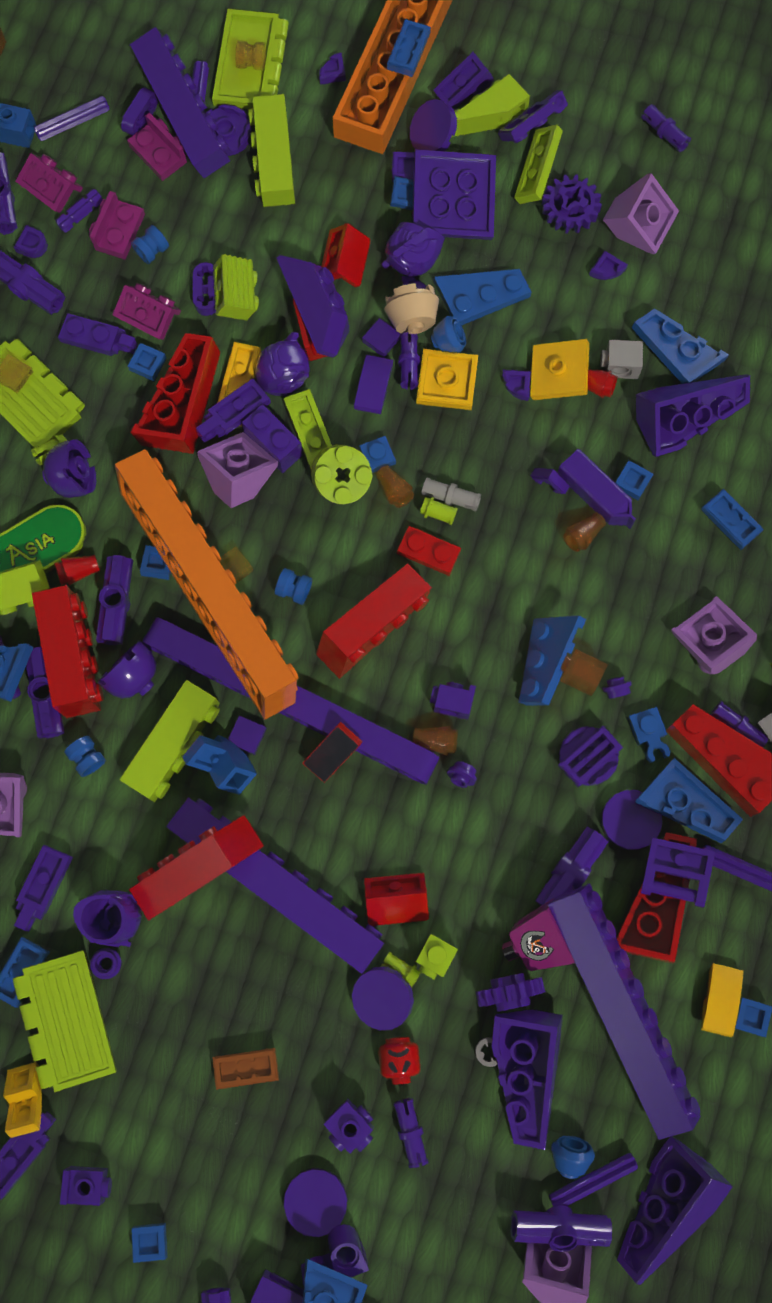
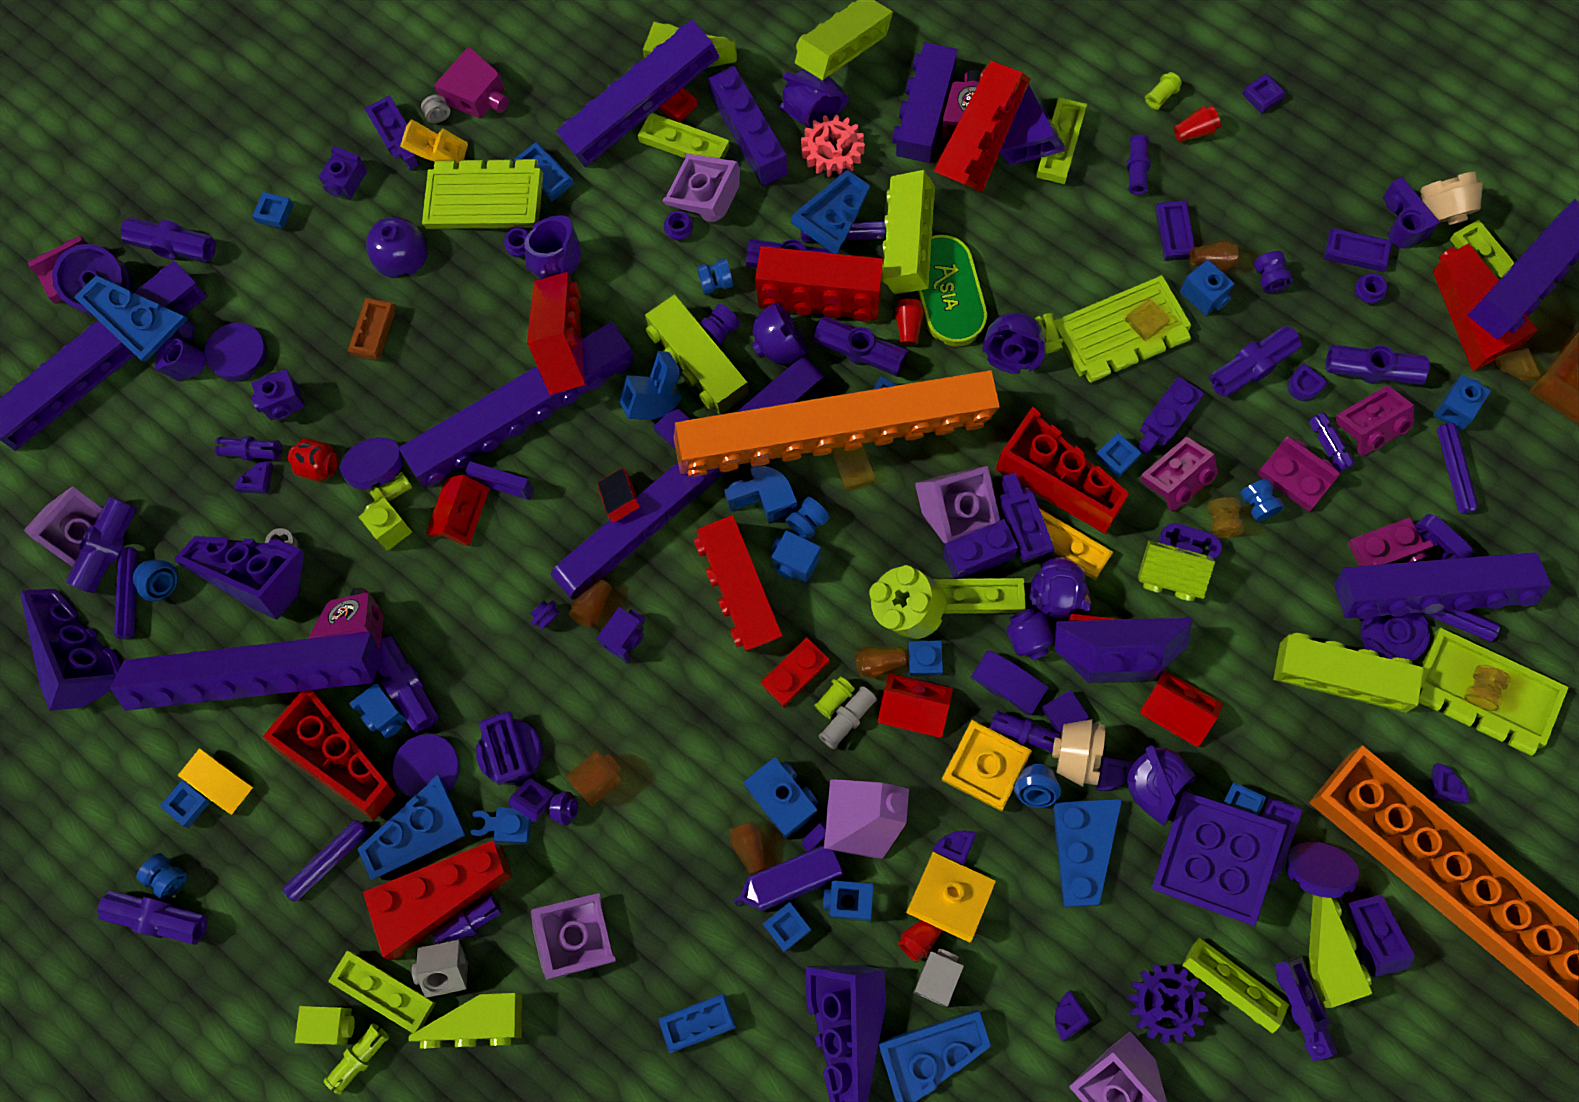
camera: 115 degrees right, 5 degrees down
(32, 810) = (678, 218): none -> dark purple plate
(41, 886) = (612, 208): dark purple hinge -> none
(132, 732) = (720, 323): none -> dark purple wheel
(150, 1087) = (396, 247): none -> dark purple cylinder
(175, 266) = (1225, 517): none -> clear yellow wheel
(282, 622) = (766, 486): none -> blue brick
(328, 379) = (1030, 633): none -> dark purple head
(332, 584) = (794, 557): none -> blue brick
(356, 869) = (500, 480): none -> dark purple tile
(408, 48) = (1435, 869): blue plate -> none
(419, 447) = (915, 705): none -> red panel
(436, 1111) = (256, 479): none -> dark purple tile
(510, 992) = (316, 574): dark purple gear -> none
(526, 447) = (864, 817): none -> medium lavender slope
(537, 519) = (781, 797): none -> blue brick
(547, 649) = (629, 746): blue wing -> none
(598, 432) = (860, 892): none -> blue brick
(606, 878) = (379, 711): none -> blue brick
(621, 716) = (531, 799): none -> dark purple tile
(678, 861) = (347, 779): dark purple plate -> none

